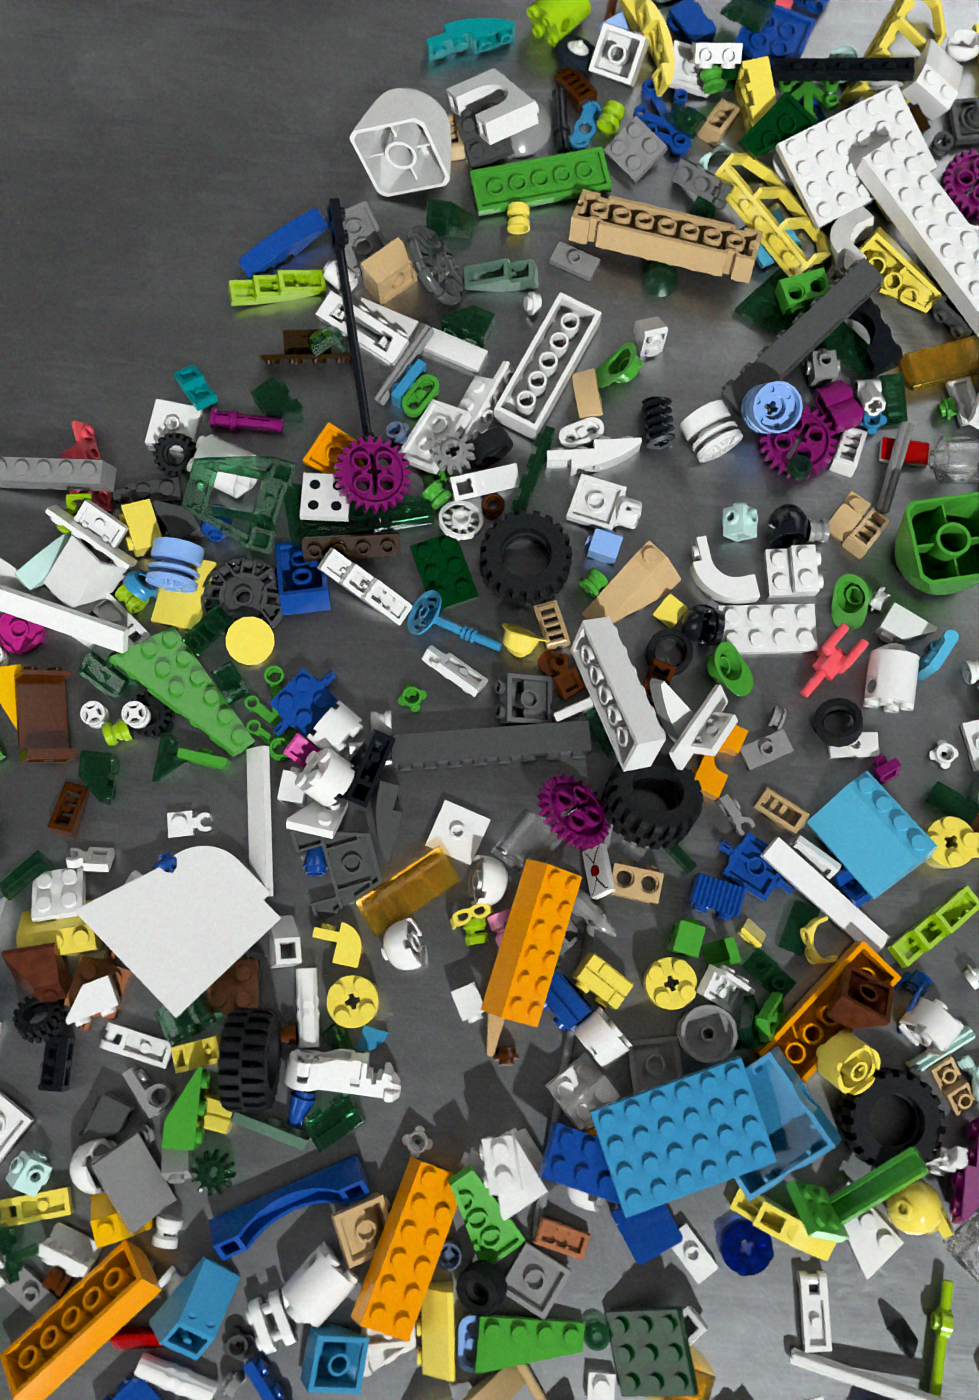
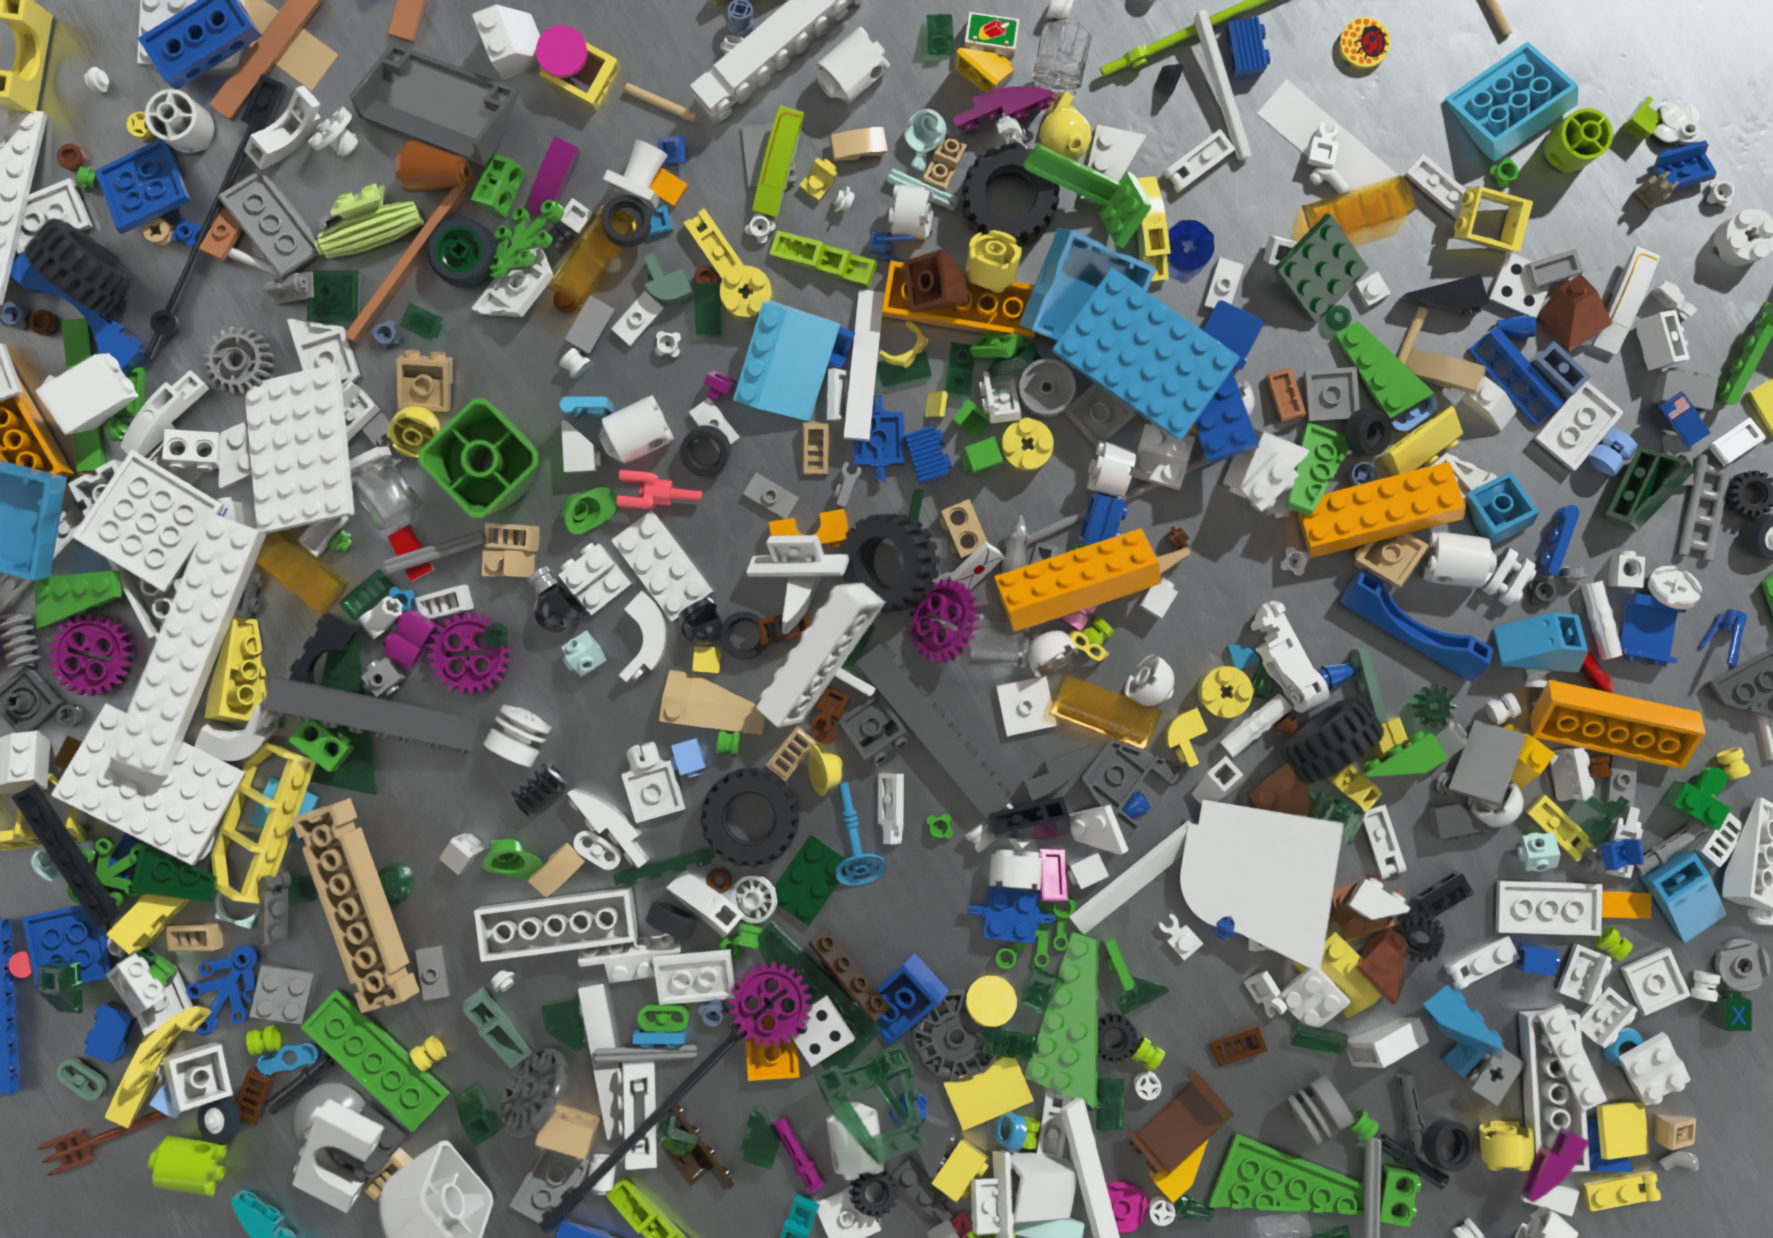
camera: 125 degrees left, 10 degrees up
(98, 774) = (1195, 1042): clear green slope -> none
(132, 710) = (1126, 1052): white wheel -> none
(146, 1095) = (1415, 804): light grey plate -> none
(175, 565) = (975, 1113): light blue wheel -> none
(325, 776) = (1063, 848): white brick -> none
(333, 1122) = (1328, 638): clear green brick -> none
(365, 586) = (874, 937): white slope -> none
(444, 455) = (705, 955): light grey gear -> none
(602, 981) = (1065, 501): light yellow brick -> none
(687, 121) = (219, 965): clear green plate -> none
(729, 668) = (723, 572): bright green piece -> none
(777, 717) = (737, 505): light grey bush -> none
(781, 399) = (466, 682): light blue wheel -> none
(879, 600) = (568, 486): white plate -> none

